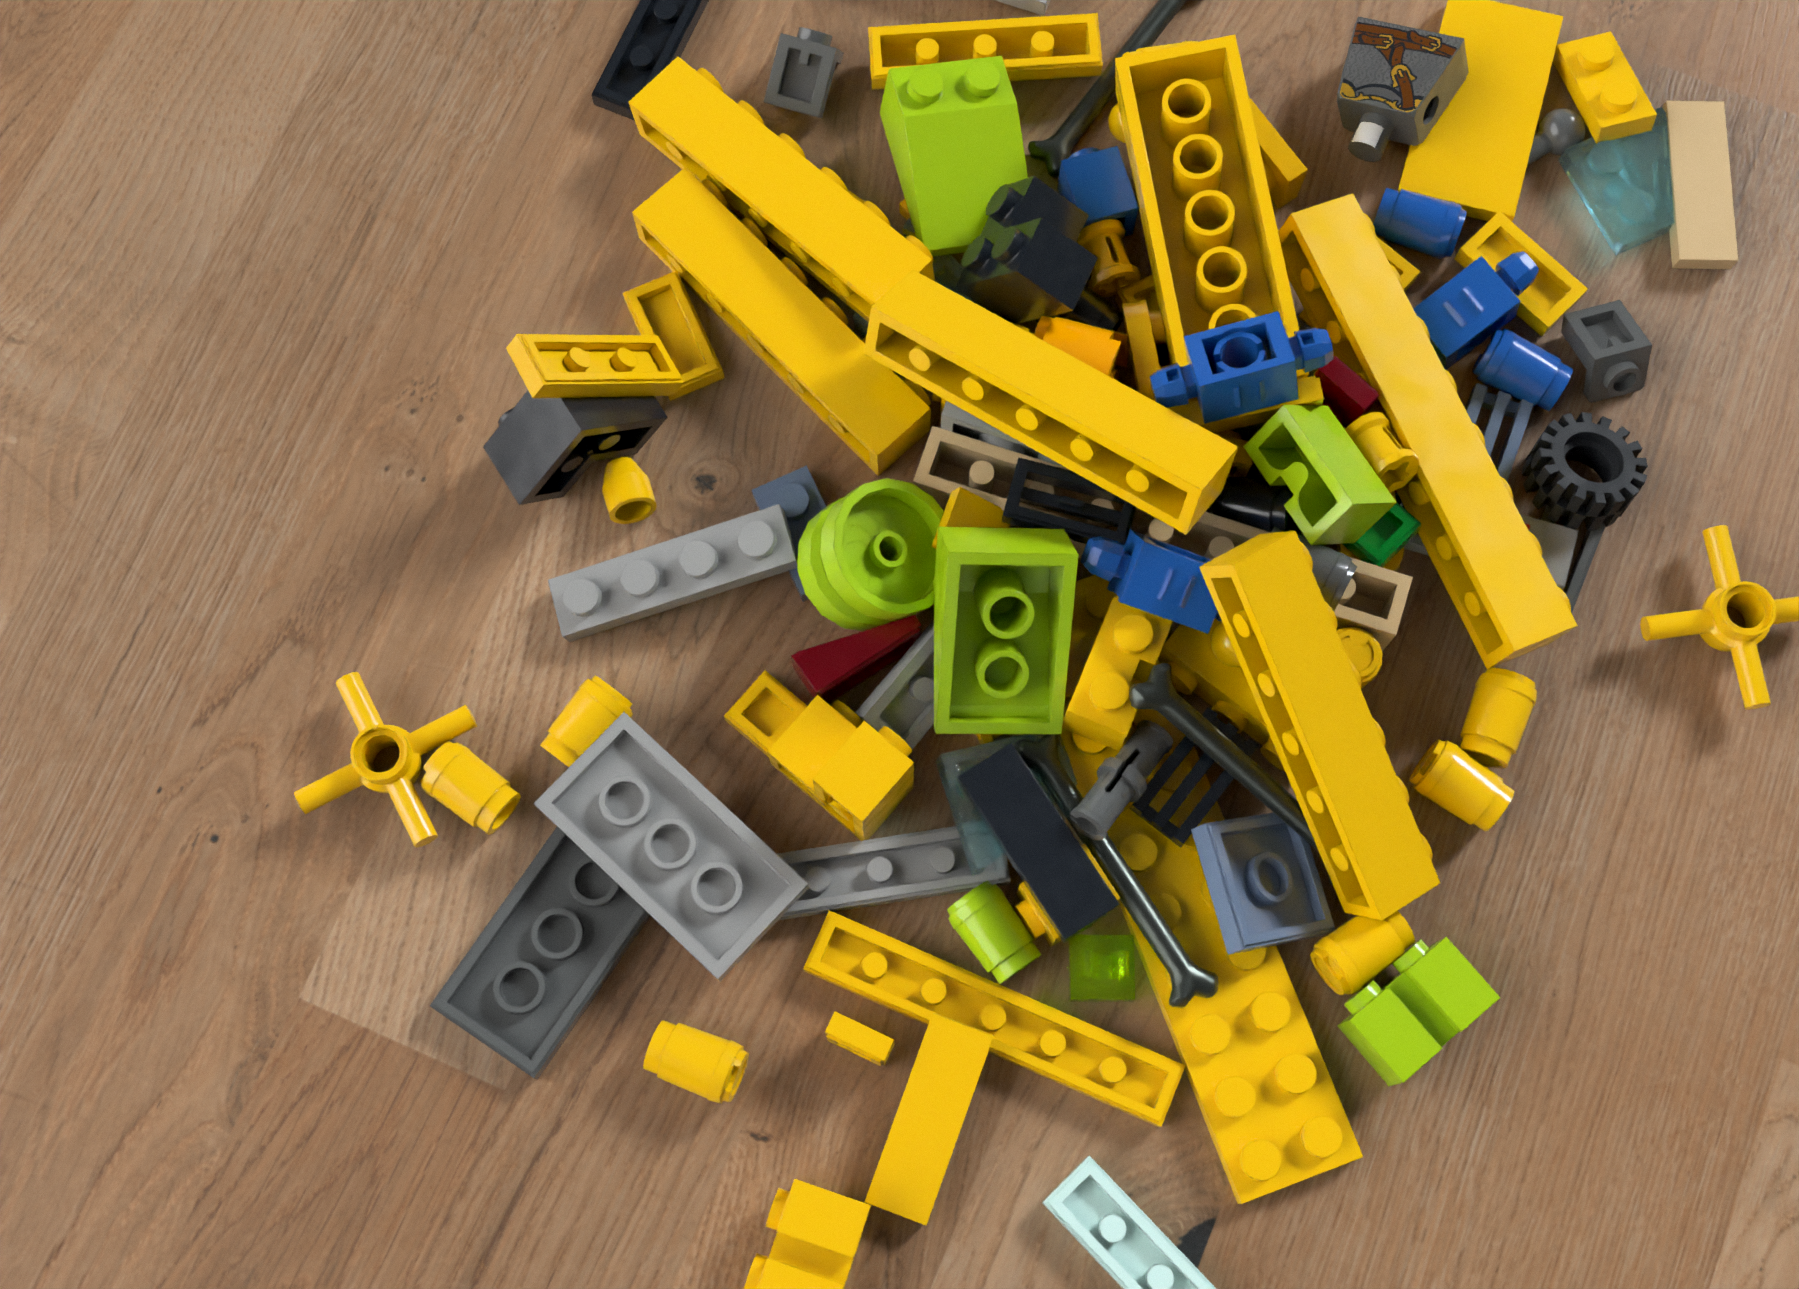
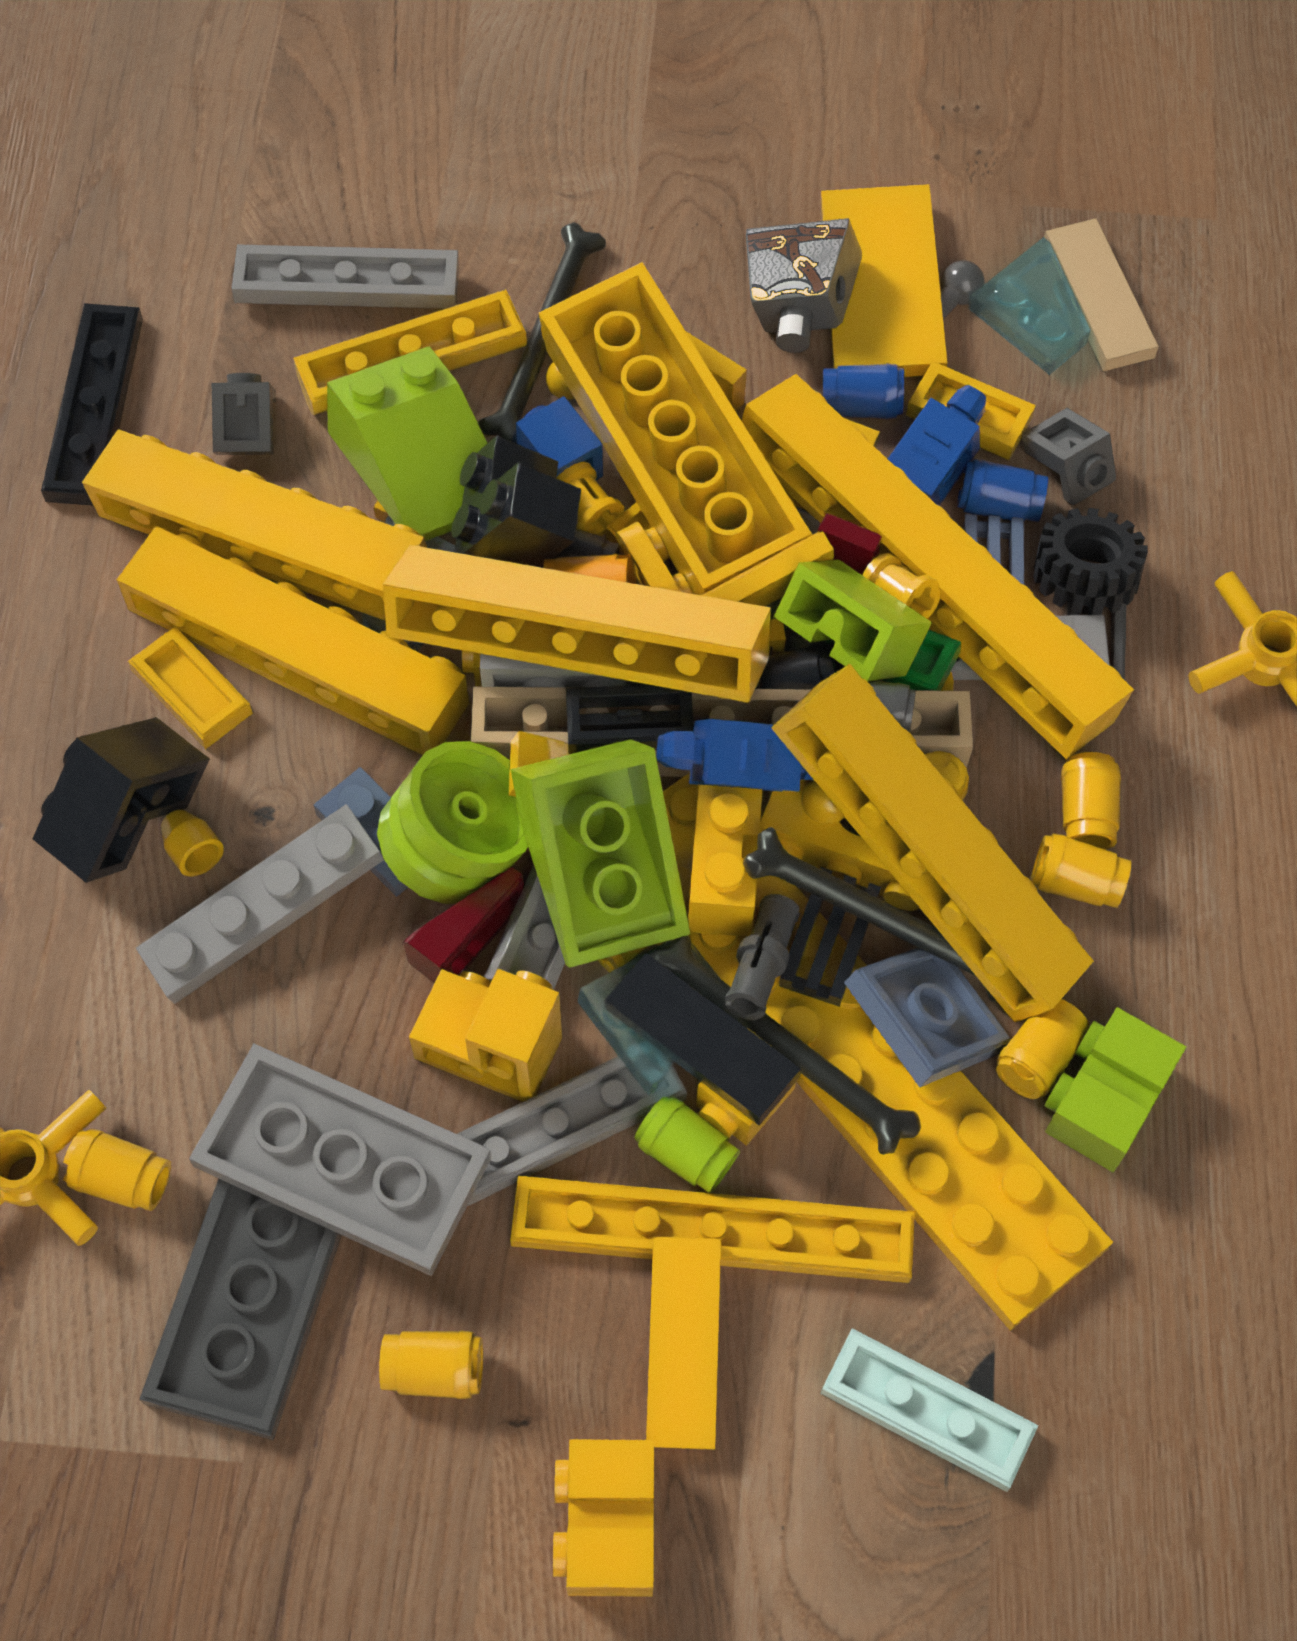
camera: 20 degrees left, 10 degrees down
(584, 719) = (213, 1068): yellow piece -> none
(594, 365) = (124, 723): yellow tile -> none
(764, 712) = (391, 1009): yellow tile -> none
(859, 1039) = (588, 1288): yellow tile -> none
(1101, 968) = (802, 1148): clear neon green tile -> none
(1242, 367) = (749, 540): blue piece -> none
(1604, 87) = (987, 234): yellow plate -> none

